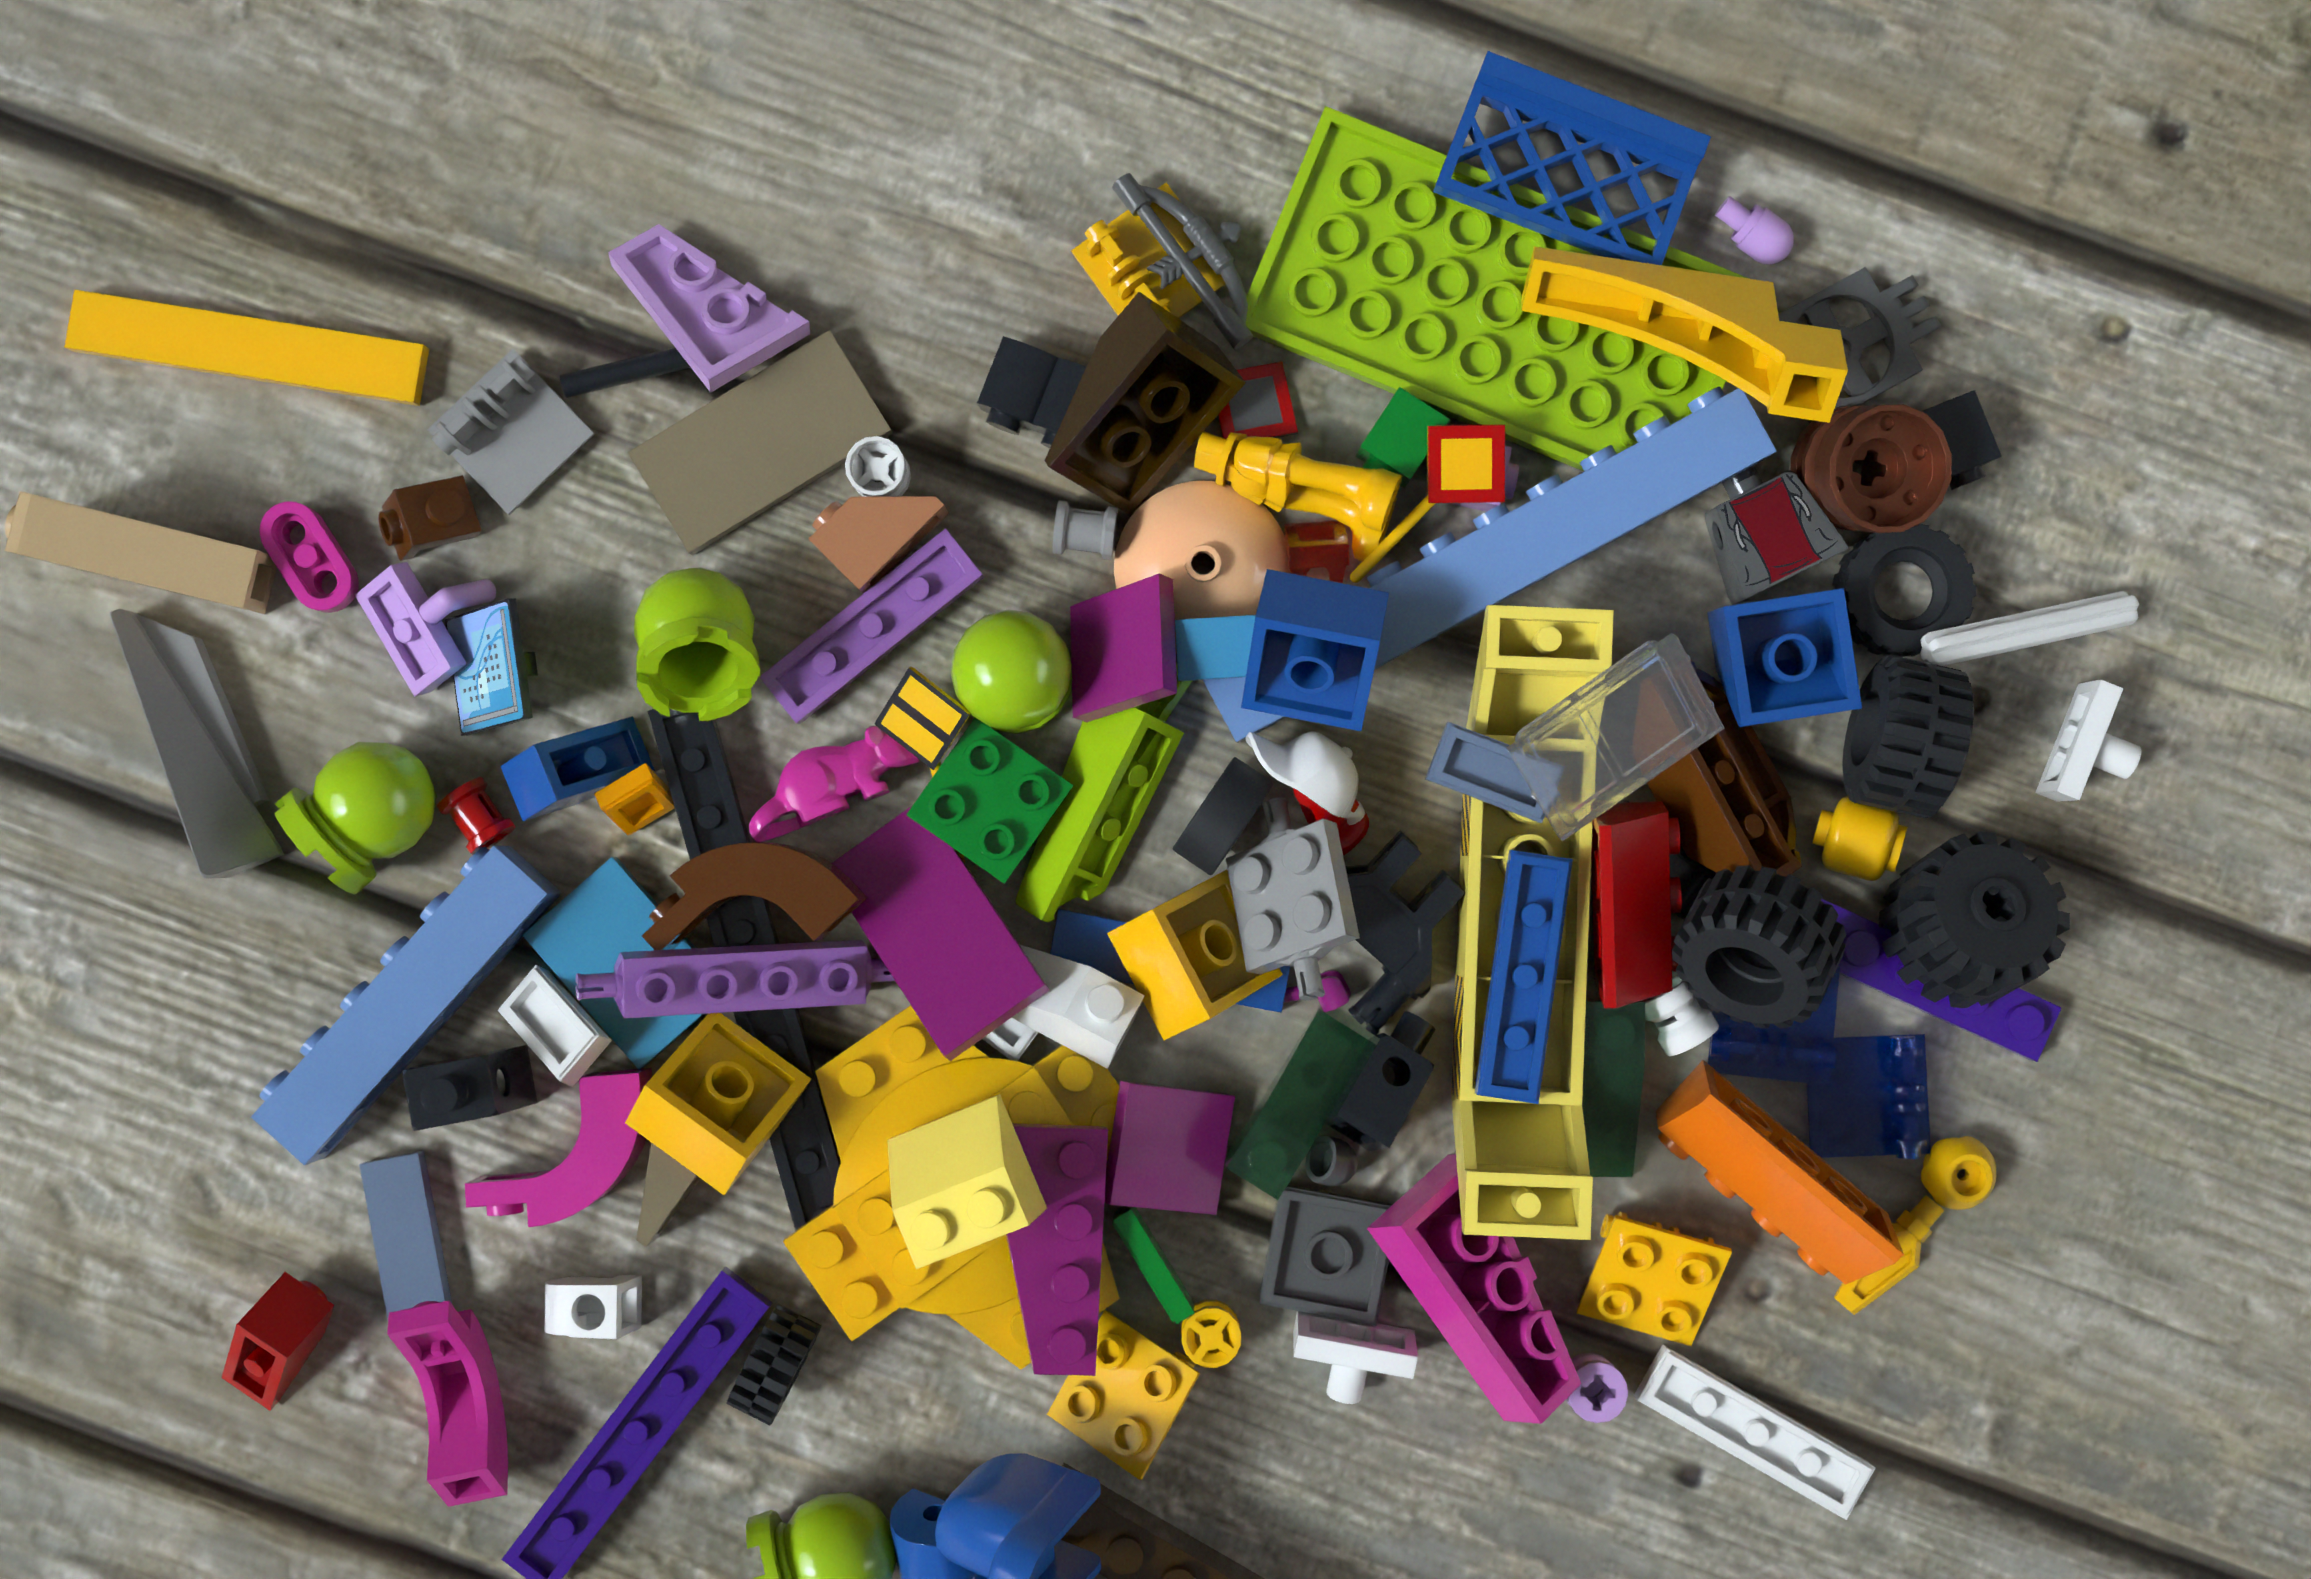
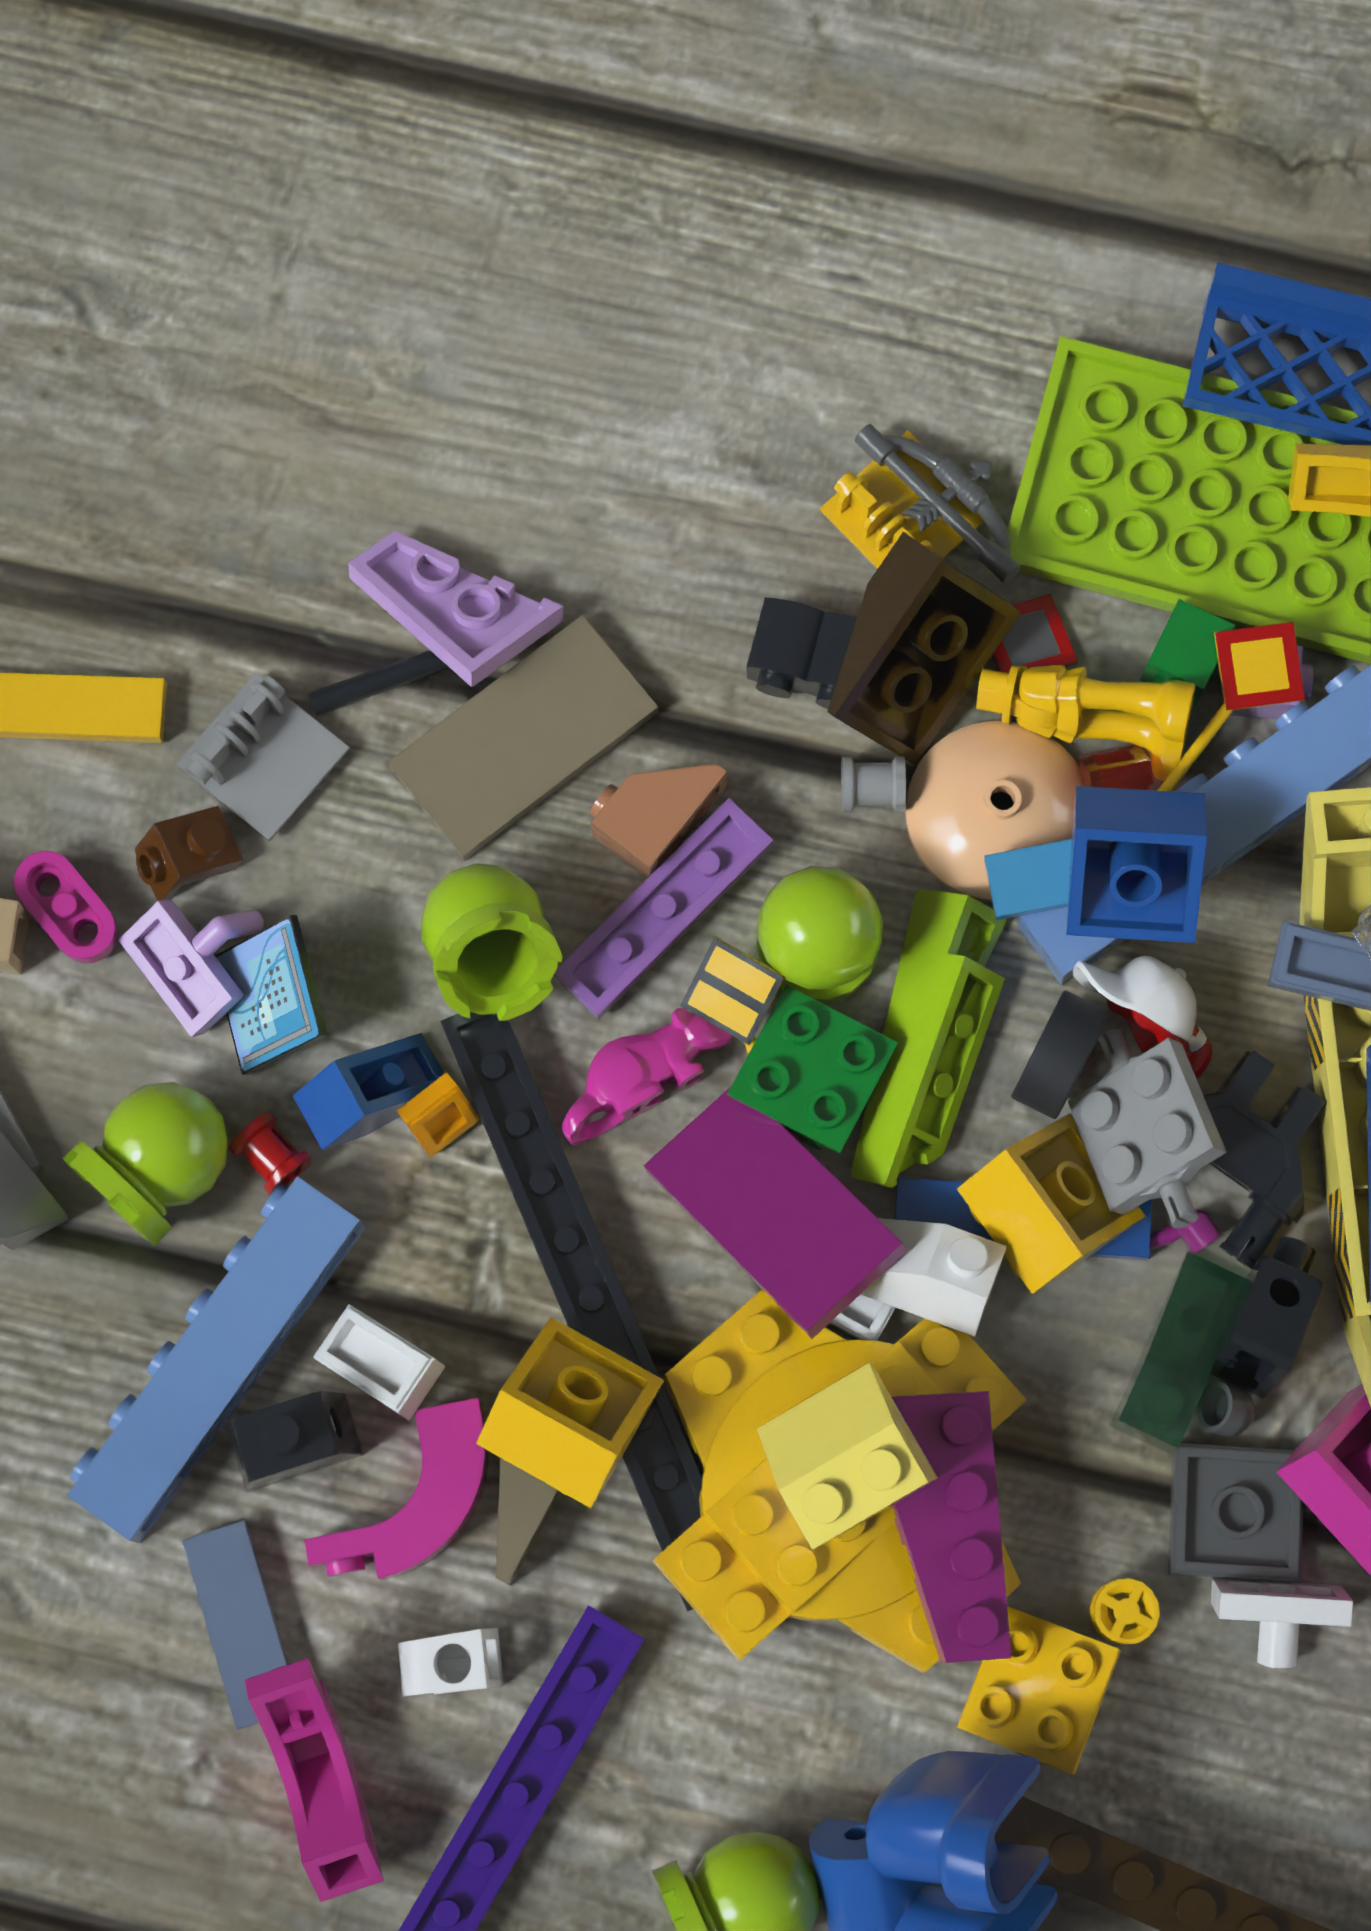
camera: 10 degrees left, 10 degrees down
(276, 1339) = (111, 1744): red slope -> none
(586, 936) = (446, 1290): dark azure tile -> none
(737, 978) = (575, 1282): medium lavender plate -> none
(773, 1364) = (659, 1697): black tyre -> none
(795, 879) = (580, 1166): reddish brown arch -> none
(871, 461) = (650, 737): white wheel -> none
(1123, 648) = (933, 894): magenta tile -> none
(1153, 1263) = (1051, 1541): green tile -> none
(1168, 1148) = (1052, 1412): magenta tile -> none

